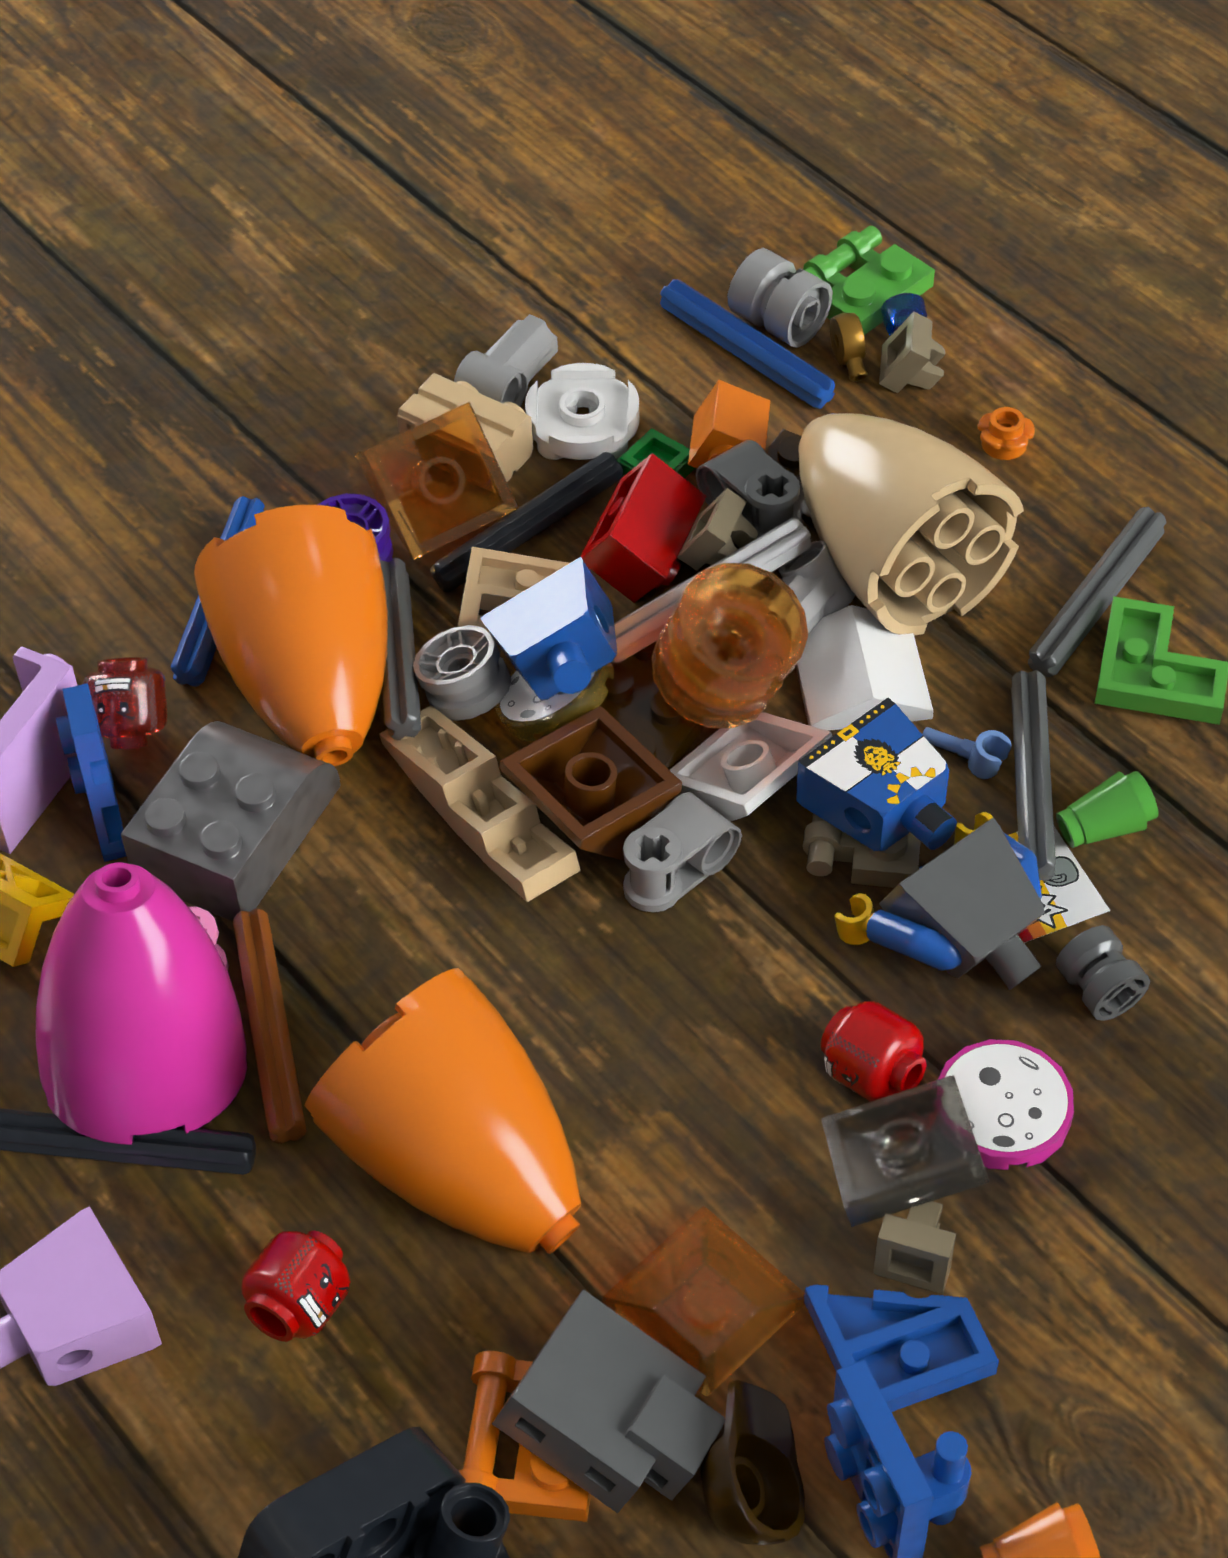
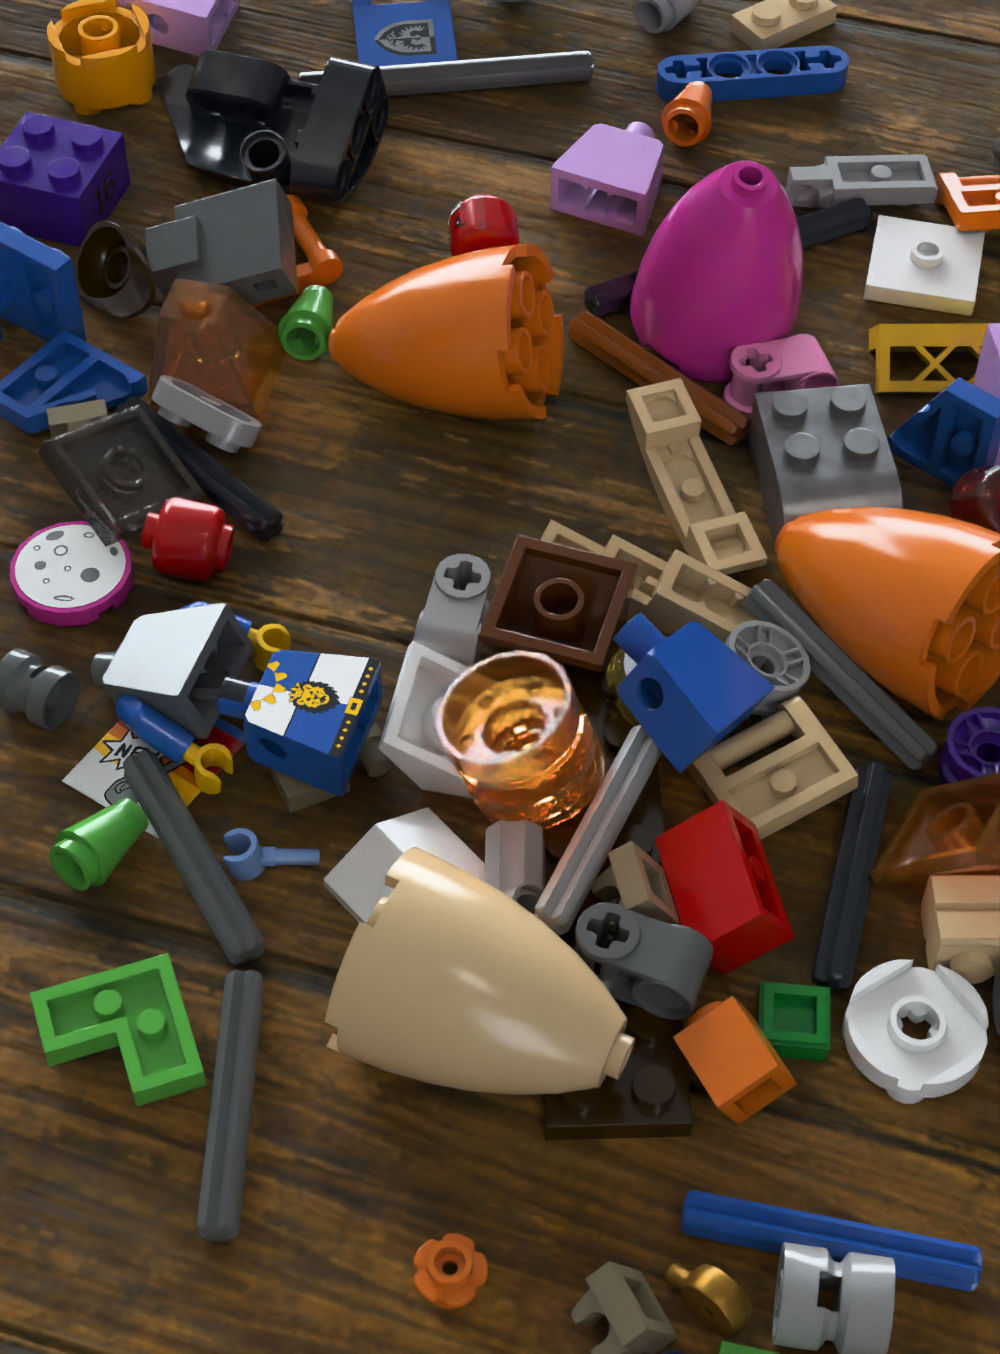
camera: 145 degrees right, 0 degrees up
(356, 872) = (687, 481): none -> tan slope
(575, 1266) = (308, 323): none -> bright green cone
(768, 1211) = (188, 404): none -> light grey plate
(809, 1166) = (216, 480): none -> black axle

